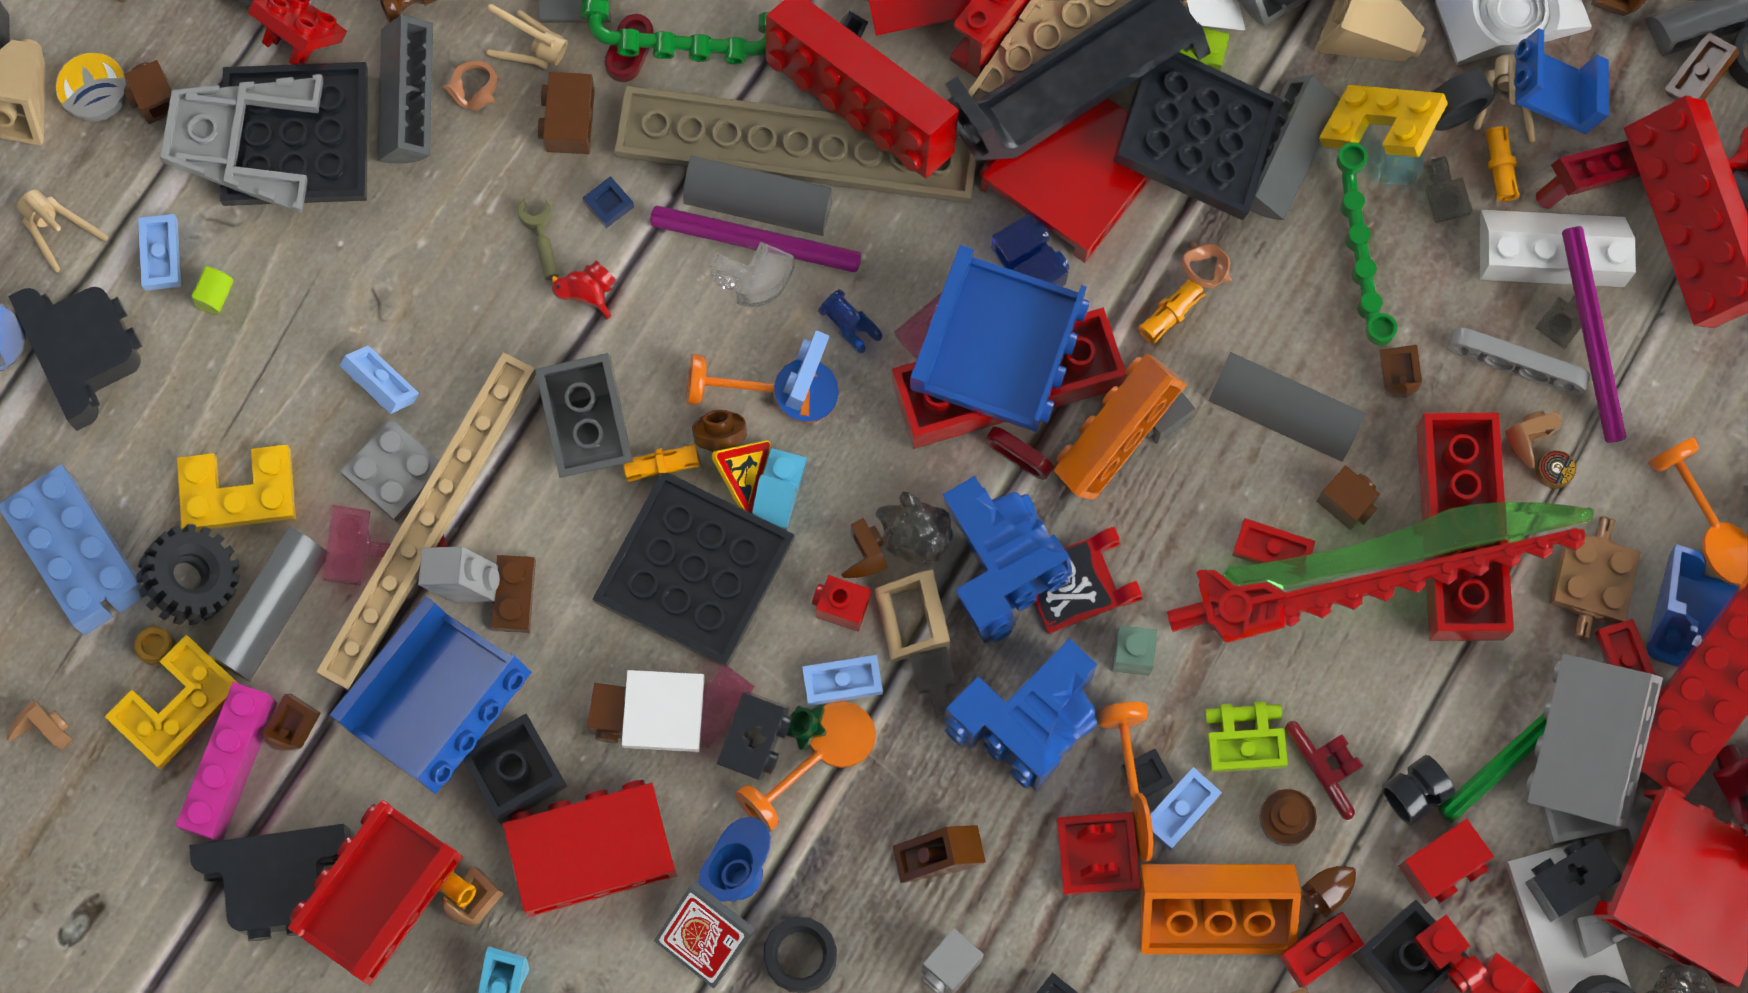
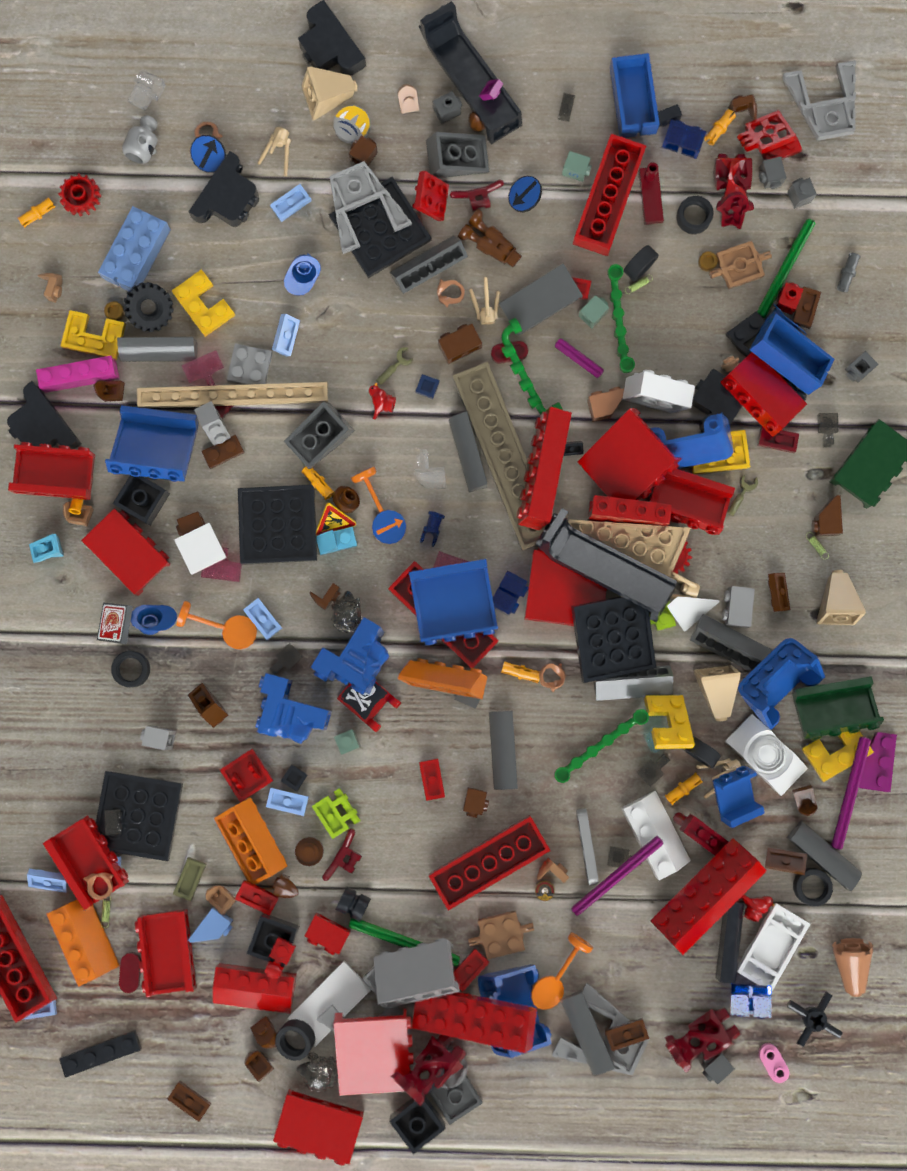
camera: 60 degrees right, 10 degrees up
(211, 290) = (285, 236): lime brick -> none
(294, 295) = (302, 274): none -> piece
(750, 714) = (223, 589): black brick -> none
(751, 237) = (448, 463): magenta axle -> none
(800, 718) = (233, 609): dark green plate -> none
(810, 355) = (387, 522): light blue plate -> none
(841, 602) = (297, 598): red brick -> none
(933, 610) = (316, 641): tan tile -> none
(1019, 453) = (411, 640): dark red tile -> none
(1121, 717) = (312, 753): orange piece -> none
(1263, 608) = (398, 790): piece -> none
(1401, 370) = (551, 794): reddish brown plate -> none
(1595, 875) = (354, 1004): black brick -> none

